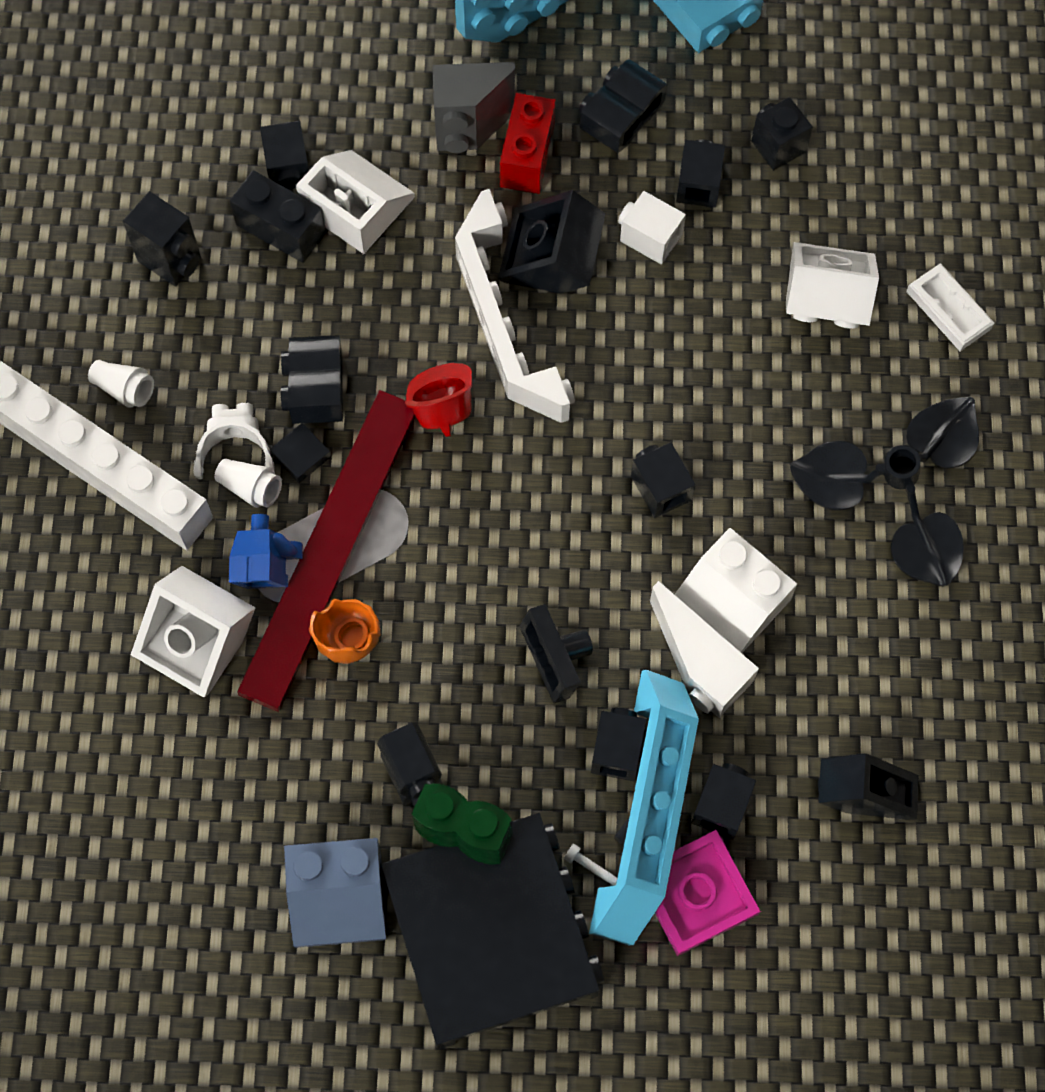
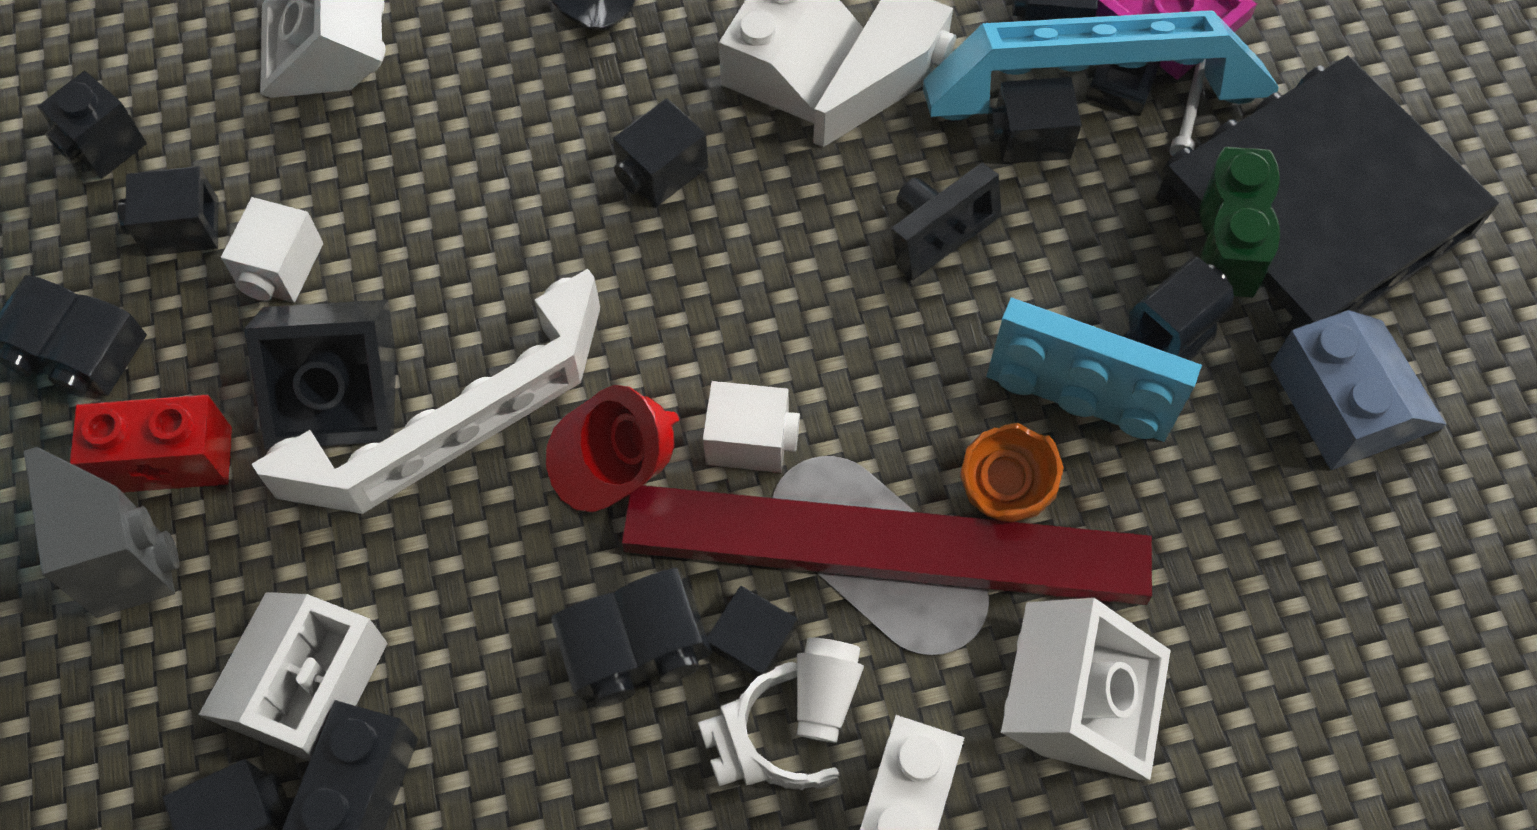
camera: 105 degrees left, 5 degrees down
(261, 556) = (949, 616): blue piece -> none
(392, 693) = (1091, 371): none -> medium azure plate
(432, 481) = (749, 427): none -> white brick

